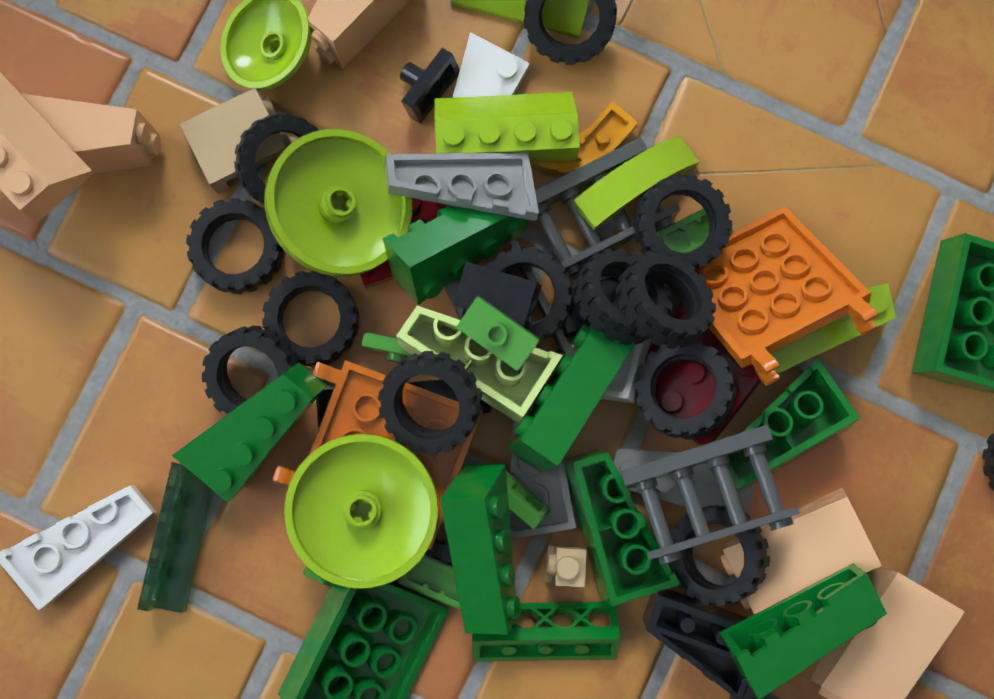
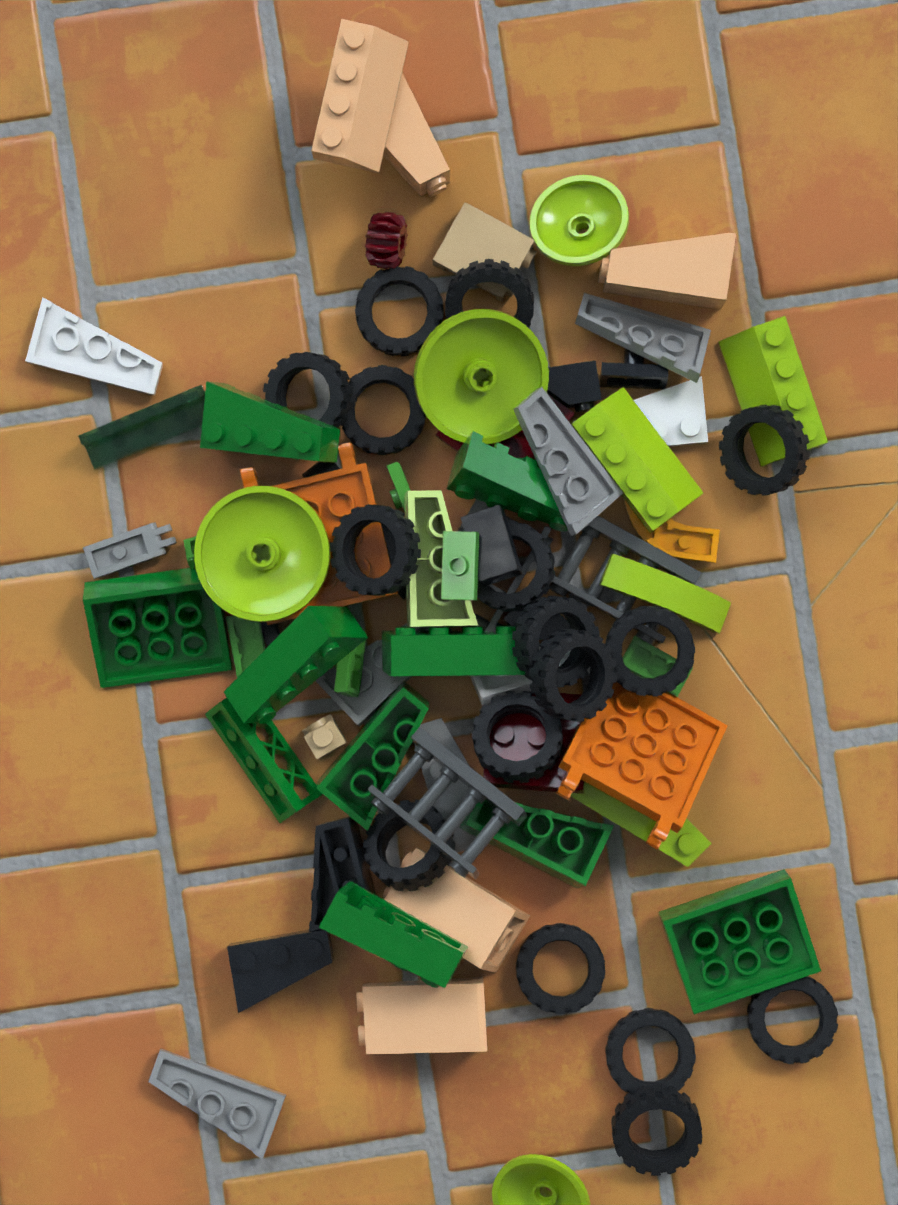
camera: 65 degrees right, 5 degrees up
(163, 213) = (386, 240): none -> dark red gear
(275, 632) = (127, 549): none -> light grey hinge
(407, 133) = (575, 385): none -> black slope
(409, 46) = (650, 335): none -> light grey wing
(945, 485) = (570, 1002): none -> black tyre

